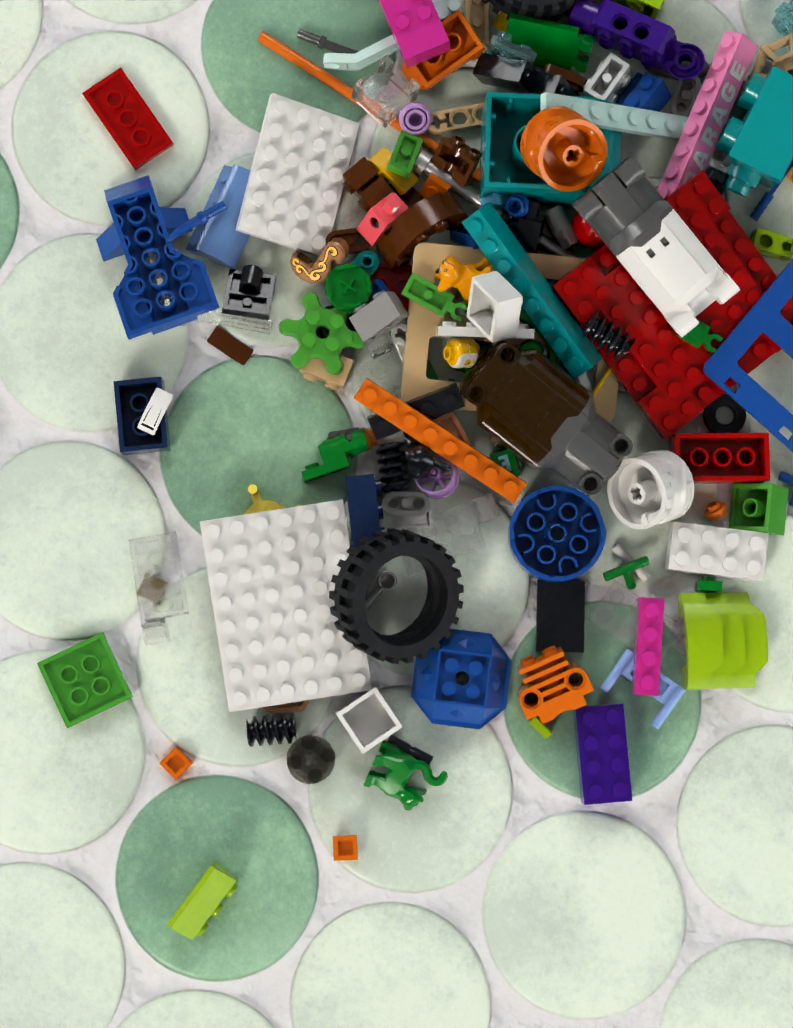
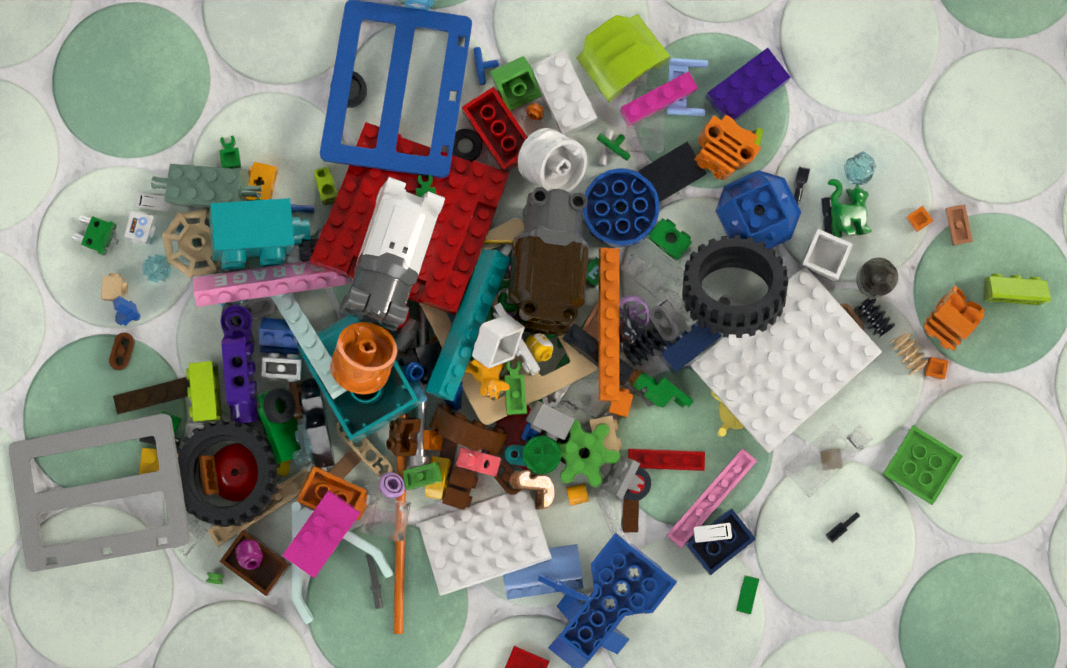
camera: 120 degrees left, 0 degrees up
(70, 413) = (747, 594): none -> green sticker
(75, 552) = (841, 528): none -> black axle
(193, 438) = (711, 497): none -> bright pink plate
(210, 742) = (909, 352): none -> tan piece
(215, 810) = (953, 319): none -> orange piece
(249, 292) = (587, 522): black plate -> none
(262, 417) = (668, 459): none -> red tile
(266, 361) = (627, 480): none -> light grey plate
(285, 302) = (577, 494): none -> light orange brick
(312, 886) = (958, 225): none -> nougat plate
(350, 408) = (621, 407): none -> orange brick
(438, 816) = (860, 168): none -> clear light blue hair
(465, 86) = (346, 464): none -> medium nougat sticker
(466, 749) = (801, 179): none -> black piece
(500, 556) = (658, 237): none -> green brick
(578, 41) = (288, 403): none -> black tyre
(607, 335) = (468, 252): black piece -> none
(708, 584) = (589, 86): green plate -> none

